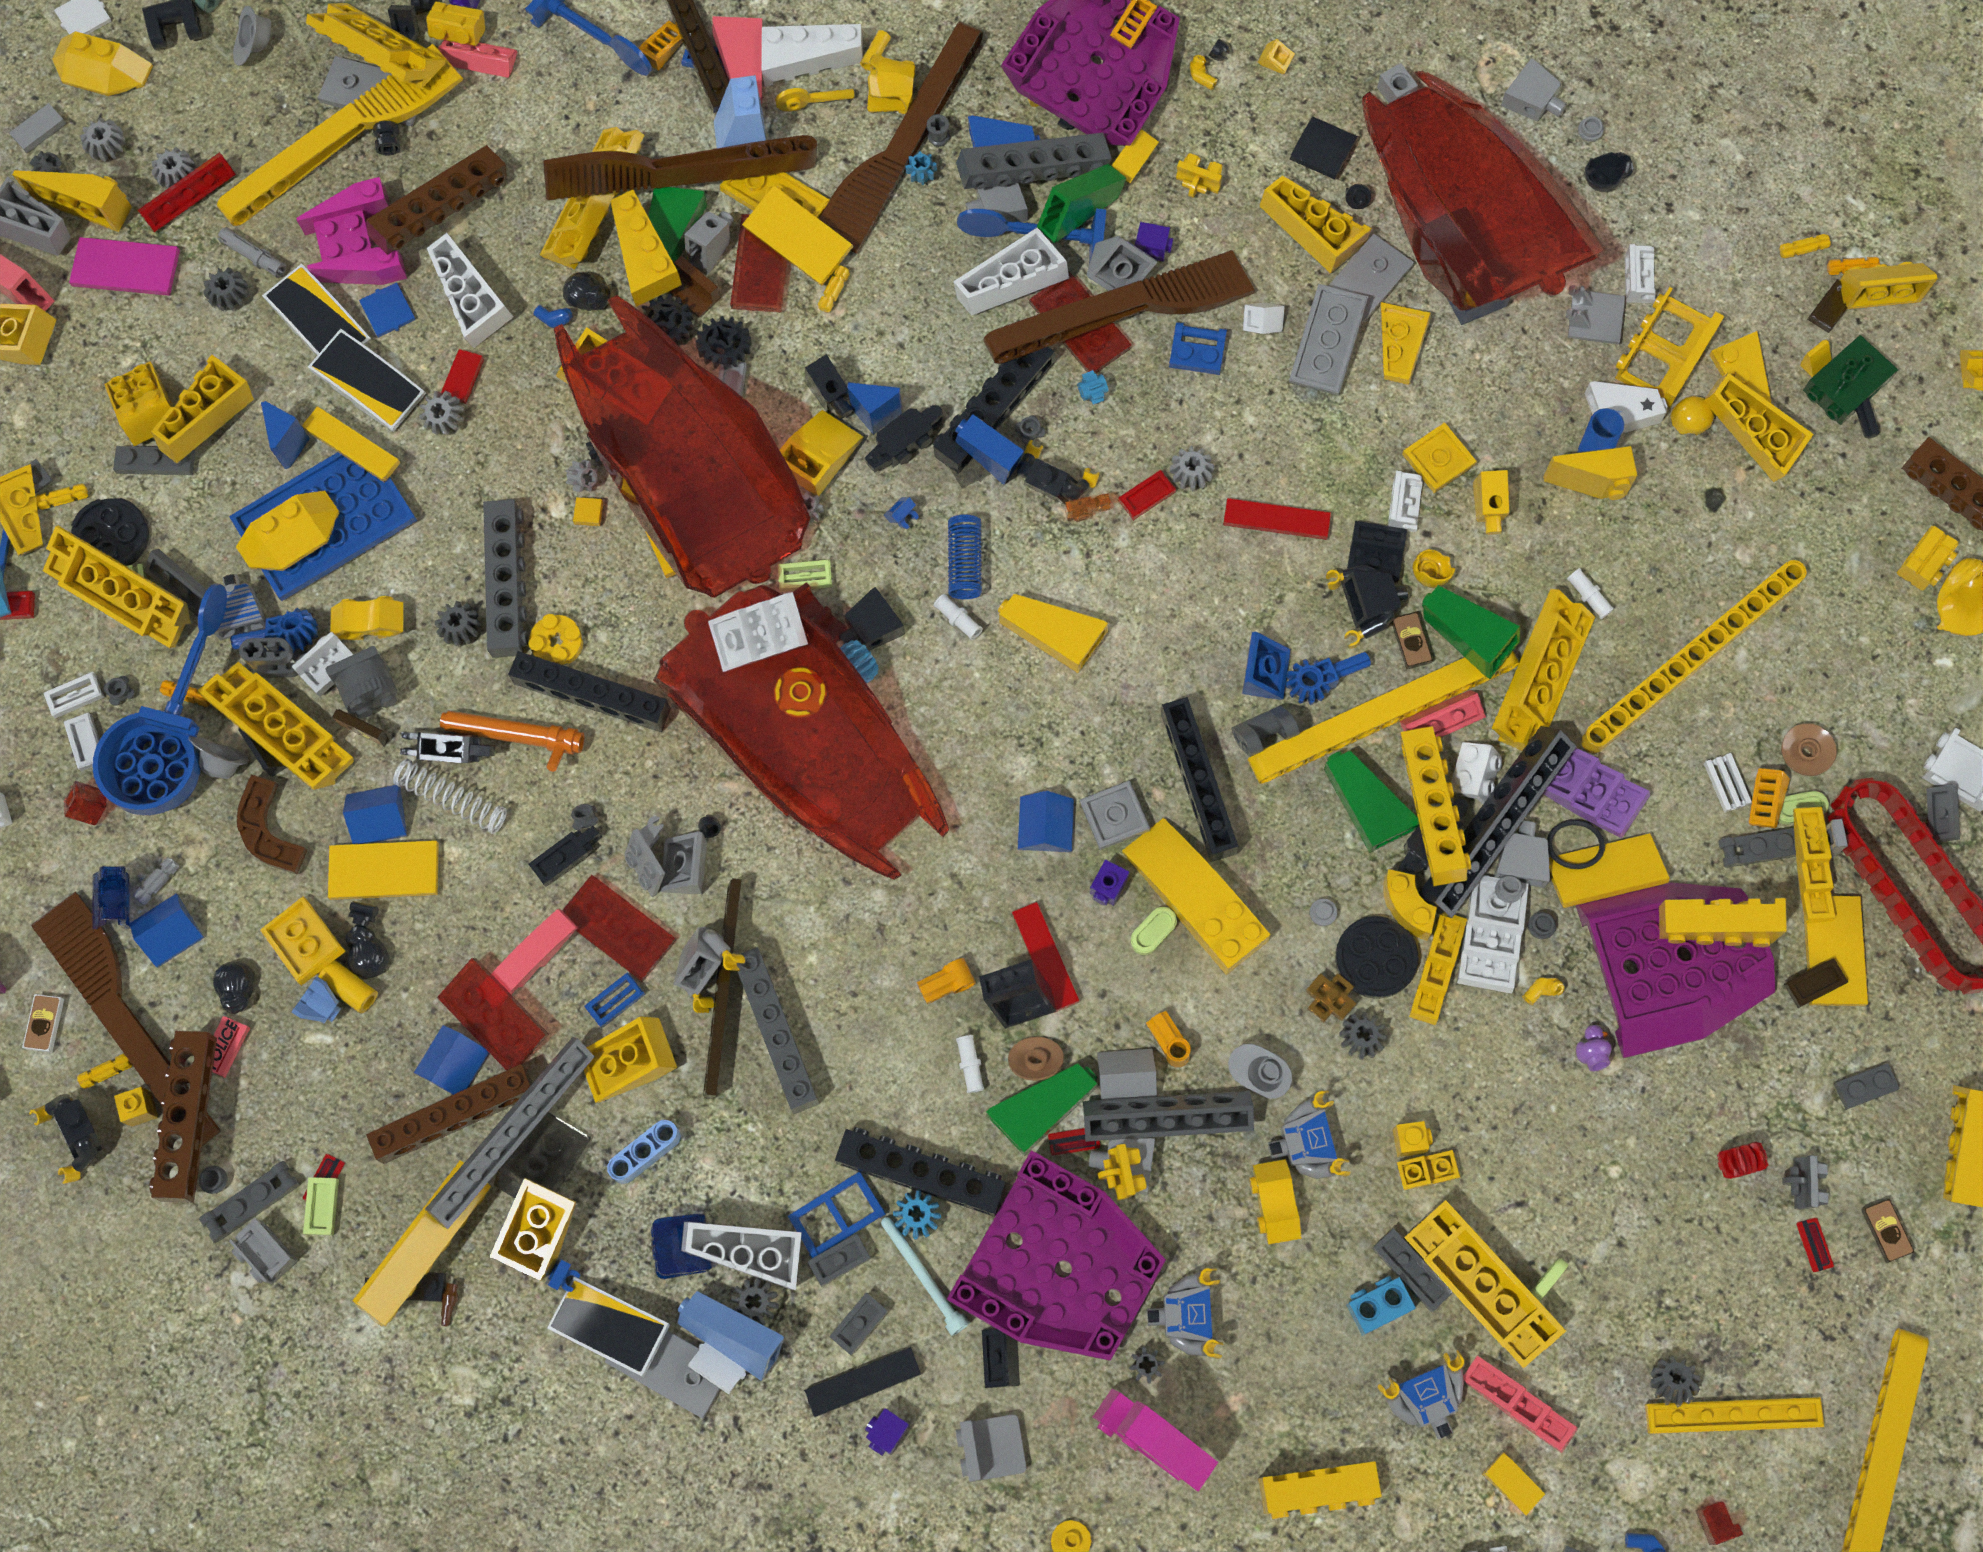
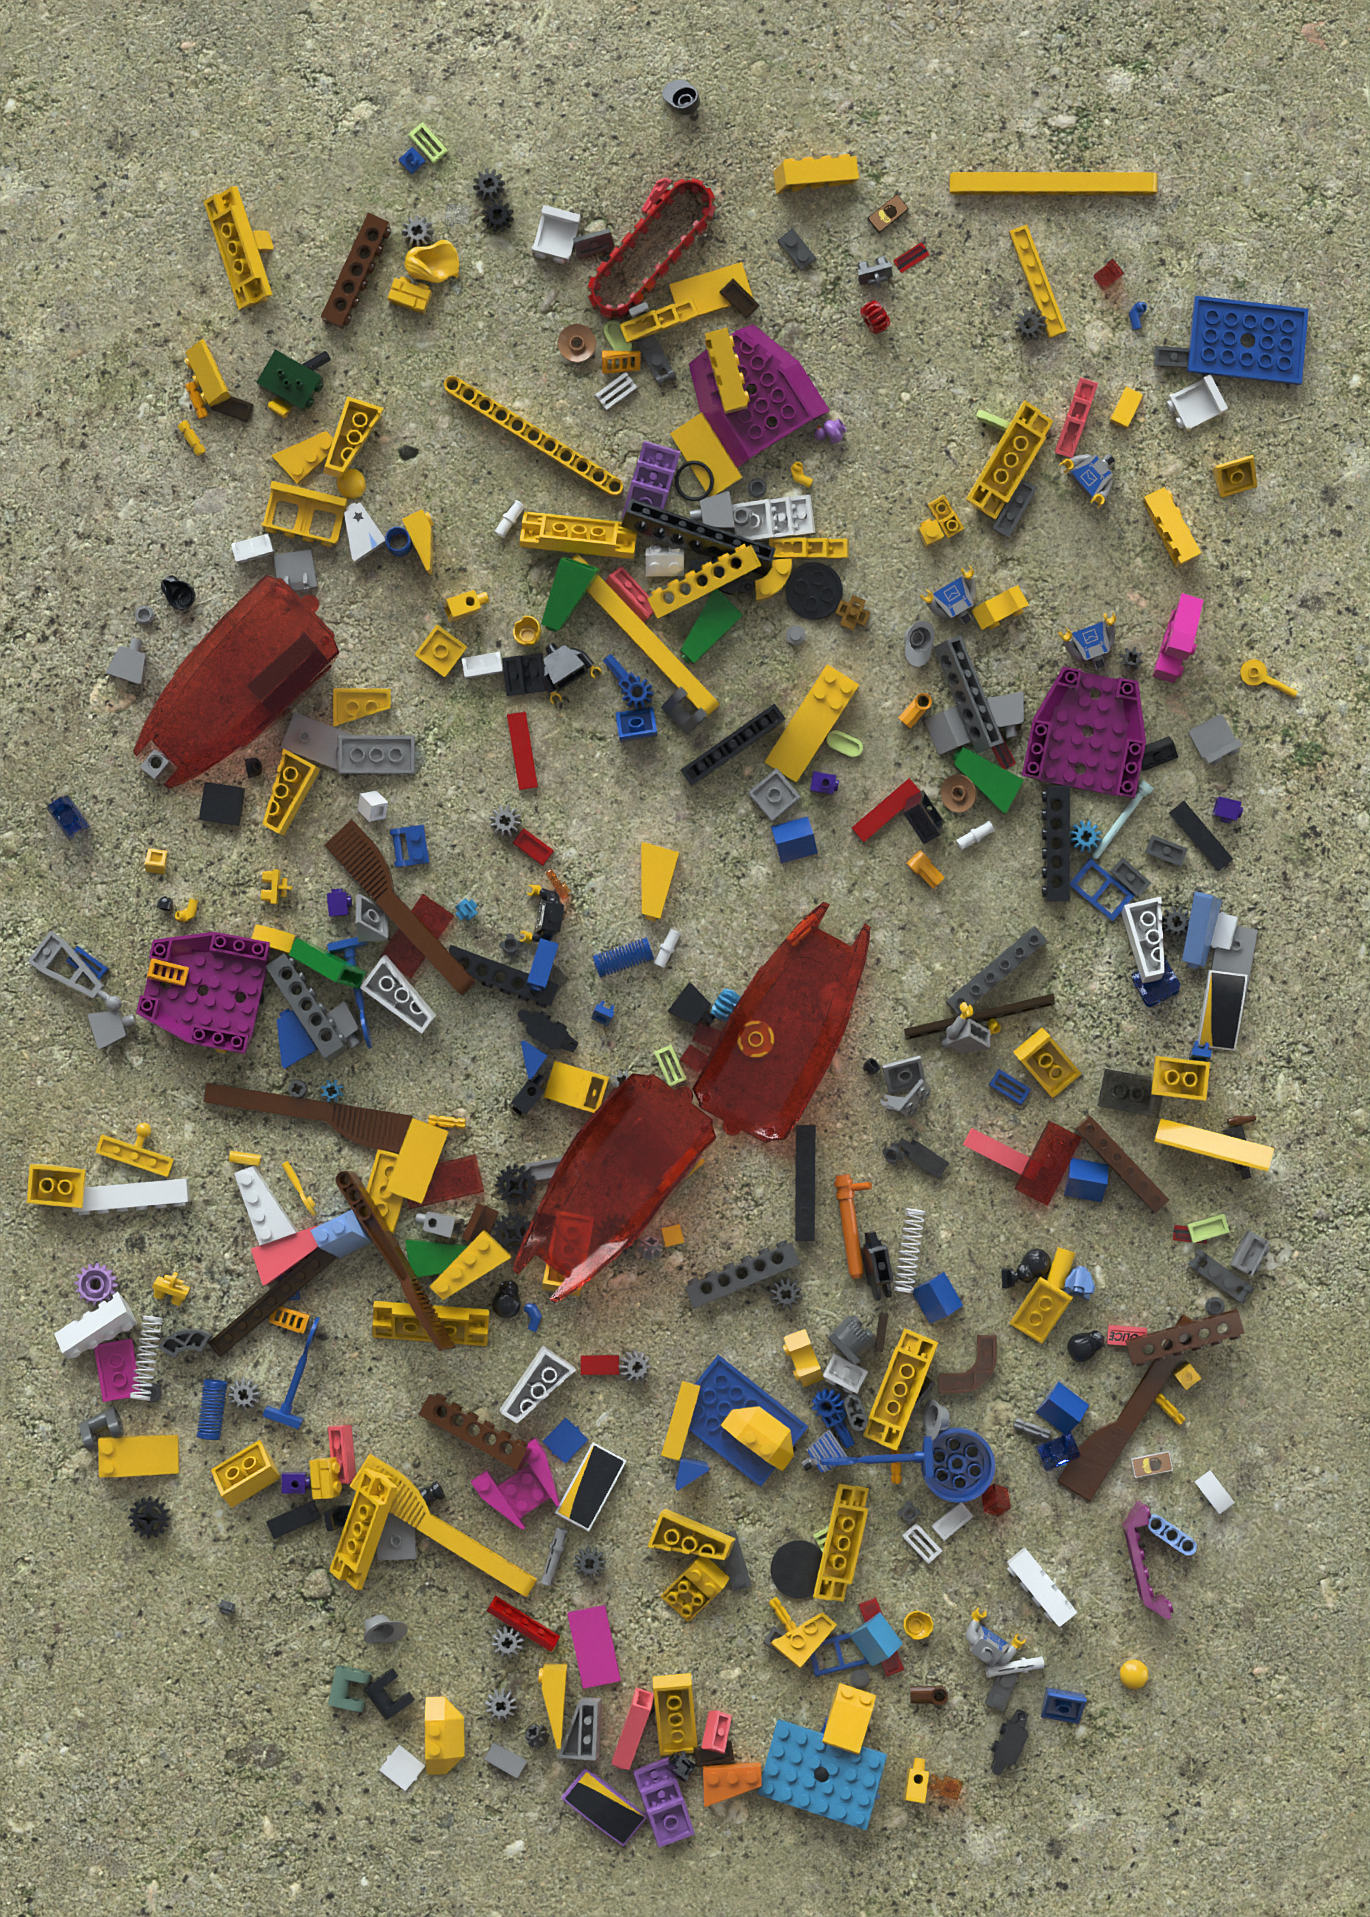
camera: 115 degrees left, 15 degrees up
(75, 1130) = (1214, 1409): black torso -> none
(175, 579) = (820, 1502): dark grey plate -> none
(366, 380) = (627, 1430): black slope -> none
(383, 870) = (973, 1277): yellow tile -> none
(509, 1133) = (1124, 1116): dark grey plate -> none
(553, 626) = (783, 1215): yellow plate -> none
(618, 928) = (960, 1103): clear red tile -> none
(630, 1153) = (1113, 1030): light blue beam -> none
(758, 632) = (731, 1077): white slope -> none
(890, 85) = (273, 1135): yellow piece -> none
(1119, 1172) = (1019, 713): yellow hips -> none
(1360, 1045) = (870, 591): dark grey gear -> none
(1383, 1311) = (1048, 518): dark azure brick -> none
(1411, 640) = (582, 631): tile -> none

